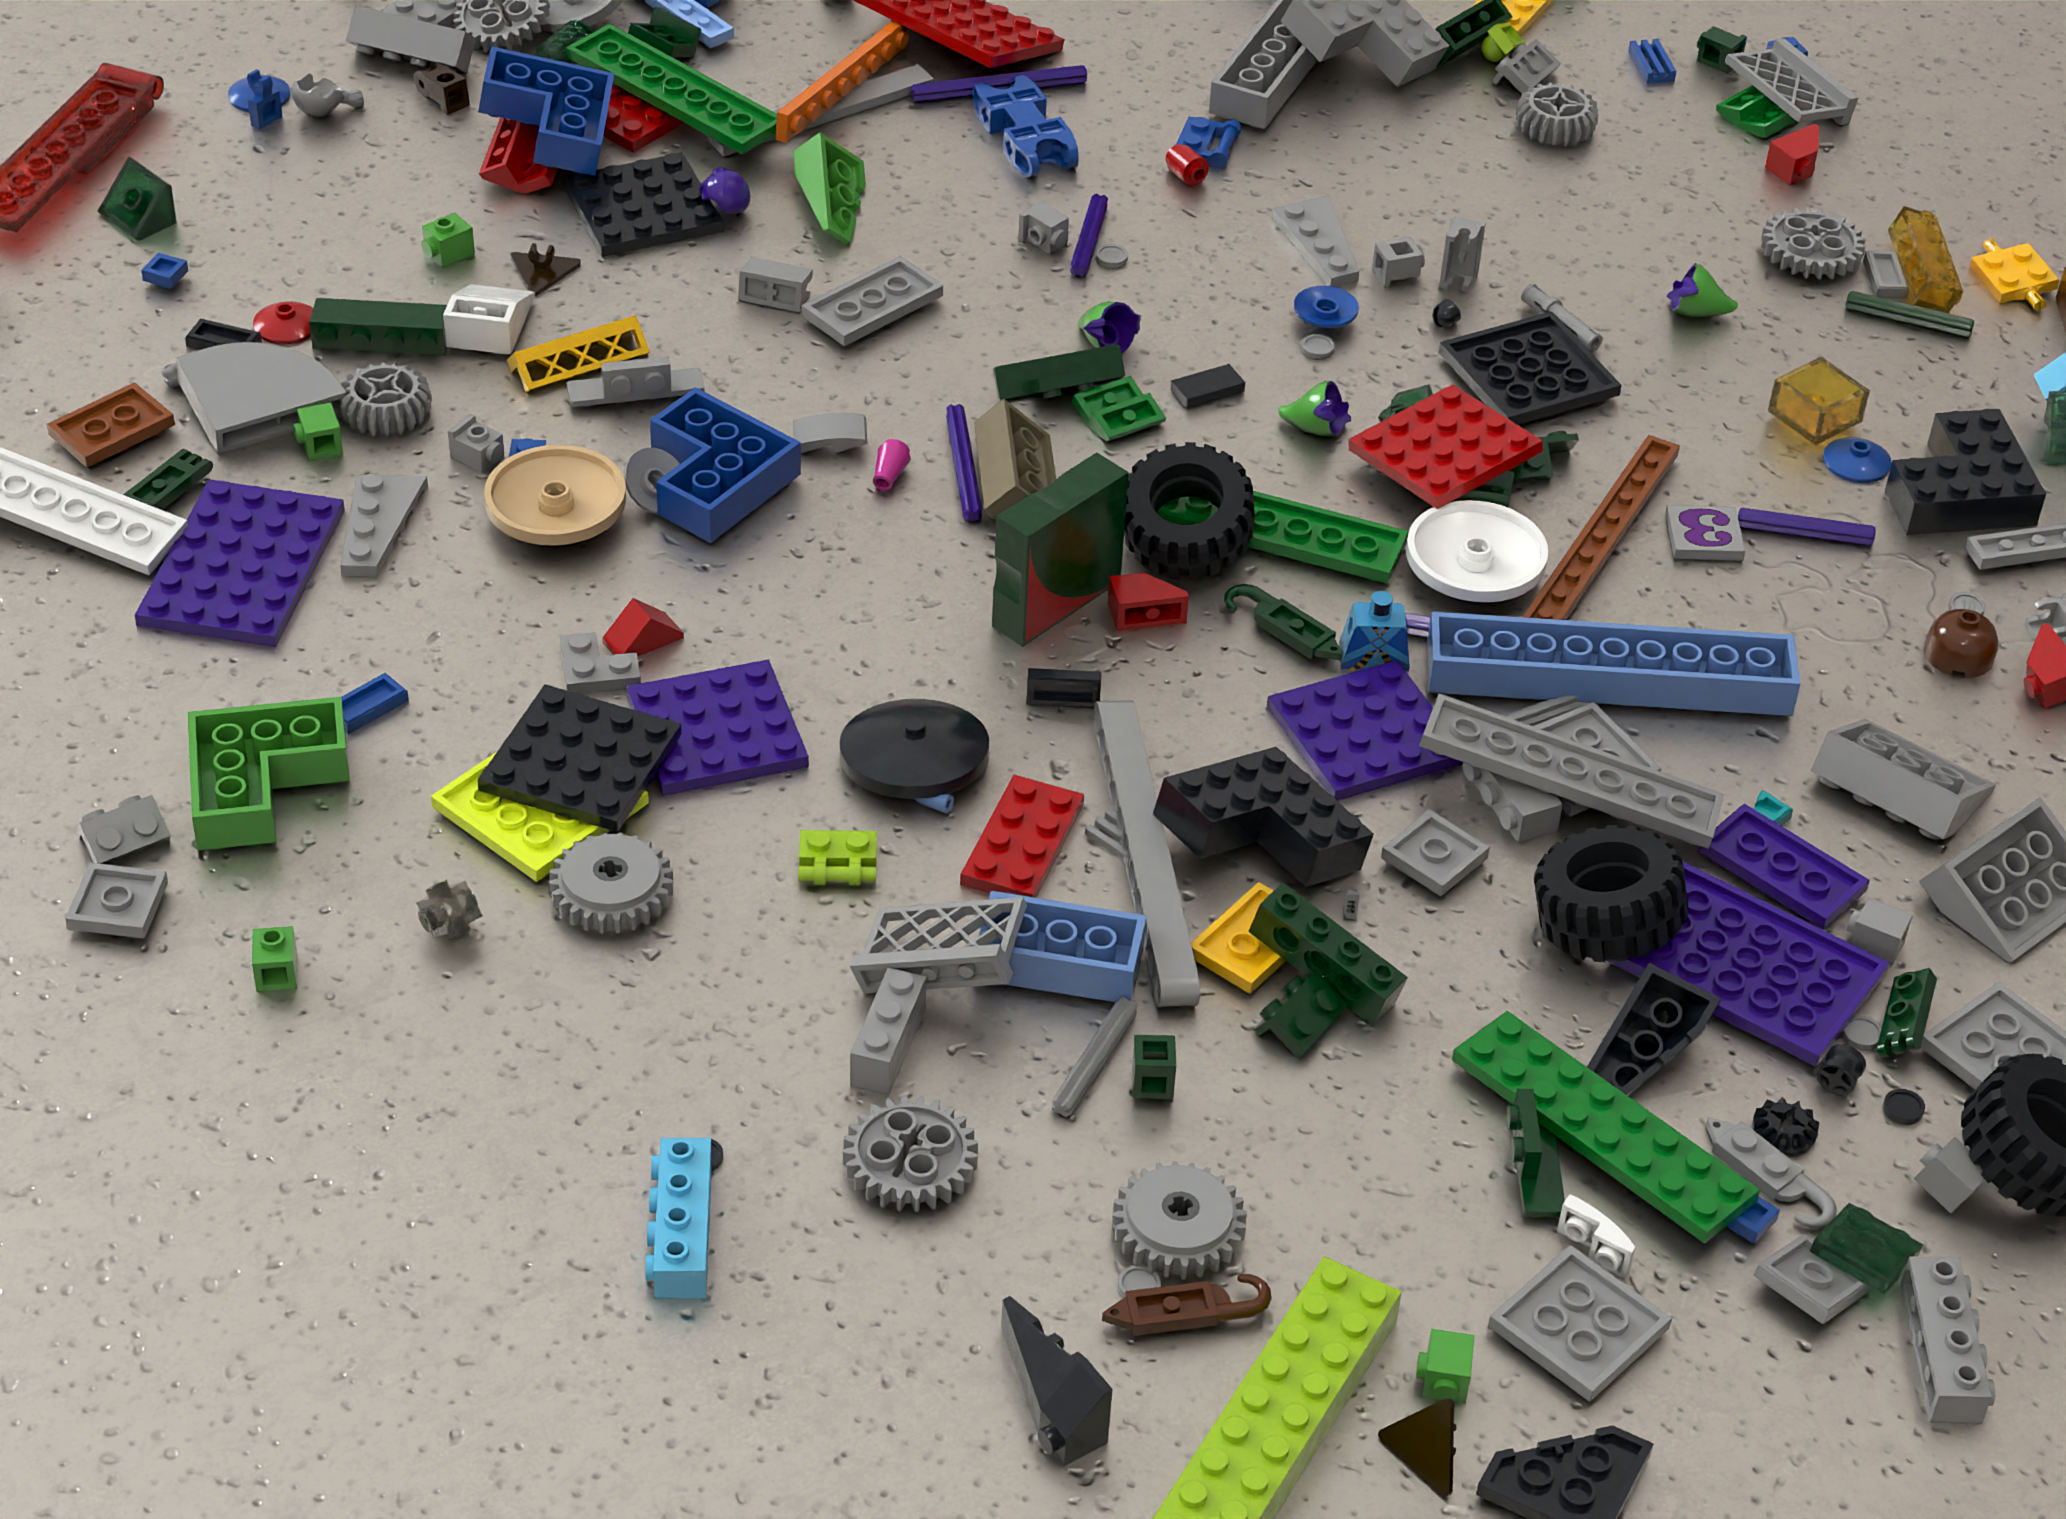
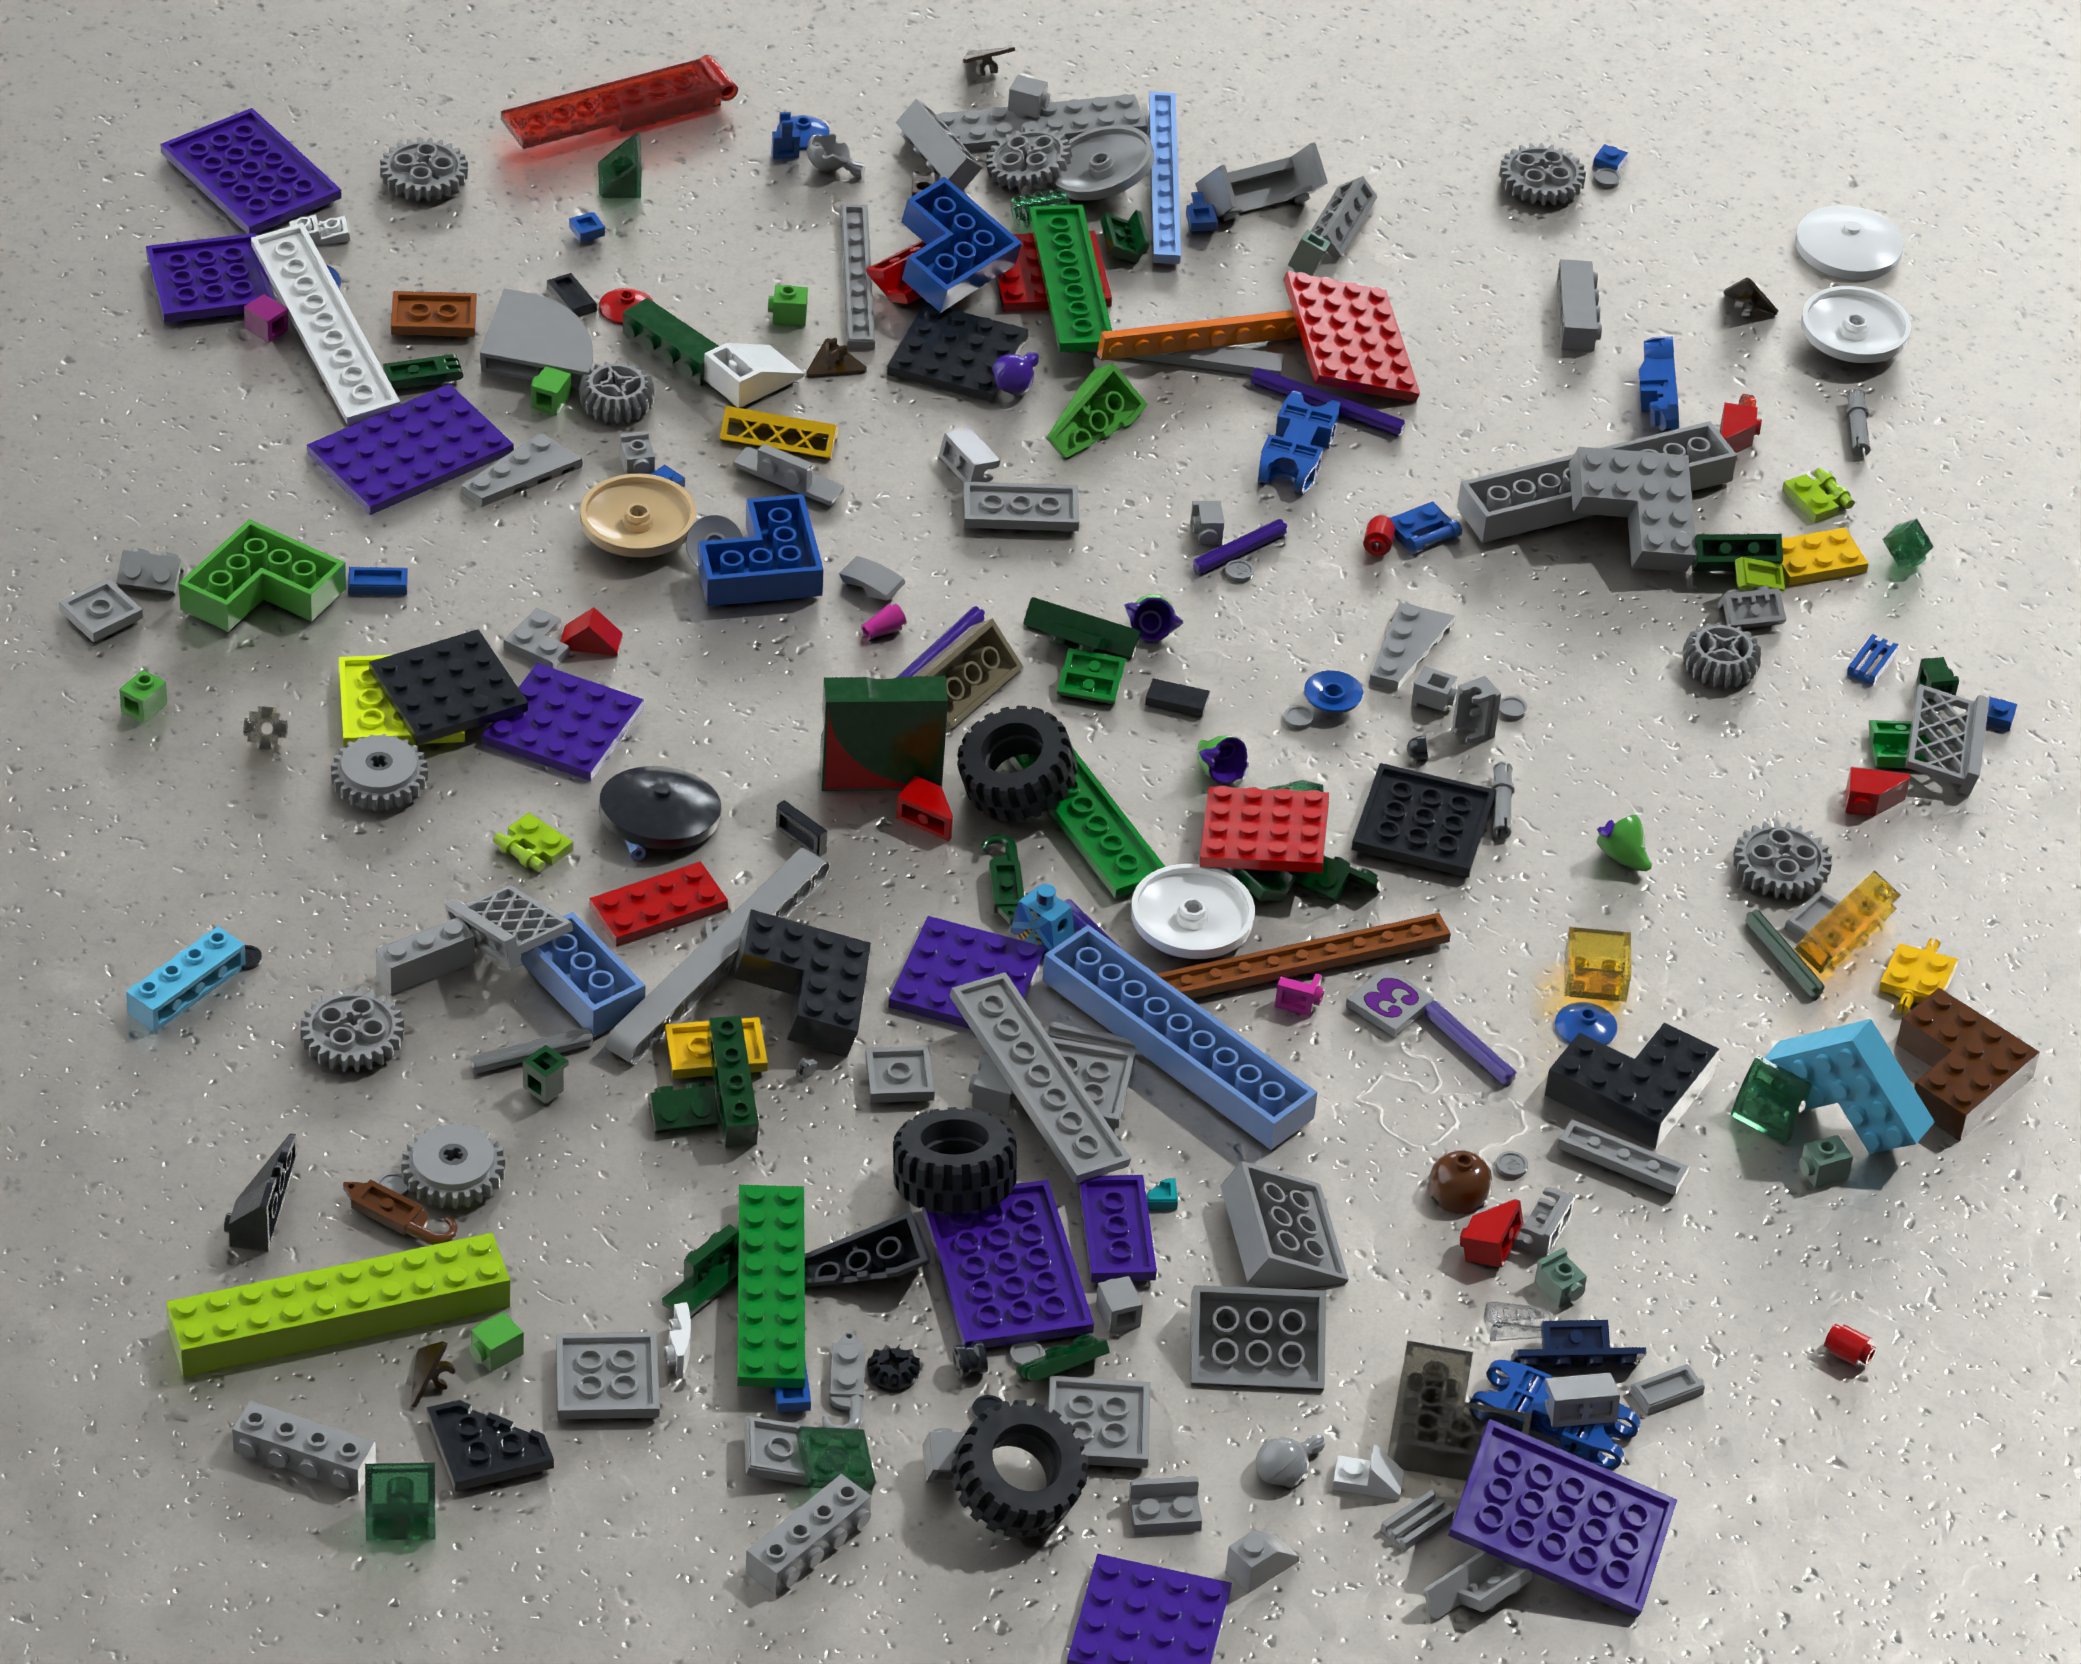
camera: 40 degrees right, 0 degrees up
(470, 187) = (857, 283): none -> light grey tile
(1642, 570) = (1299, 996): none -> dark pink bracket

